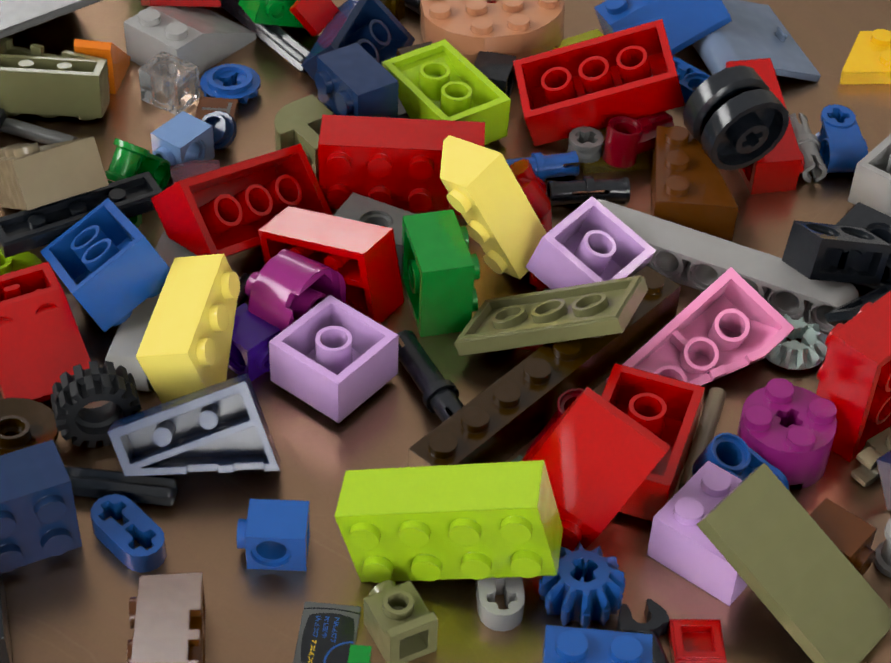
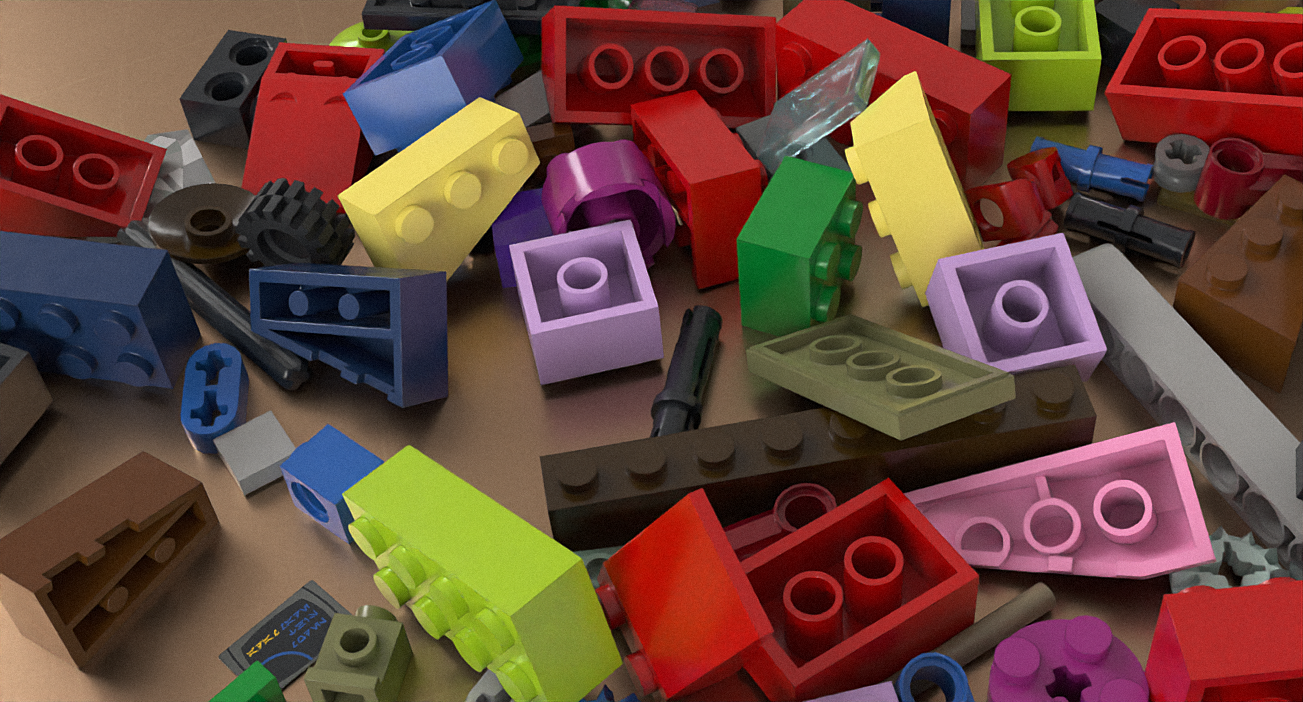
camera: 45 degrees right, 5 degrees up
(194, 548) = (255, 451): none -> light grey tile
(394, 179) = (819, 105): none -> clear light blue tile

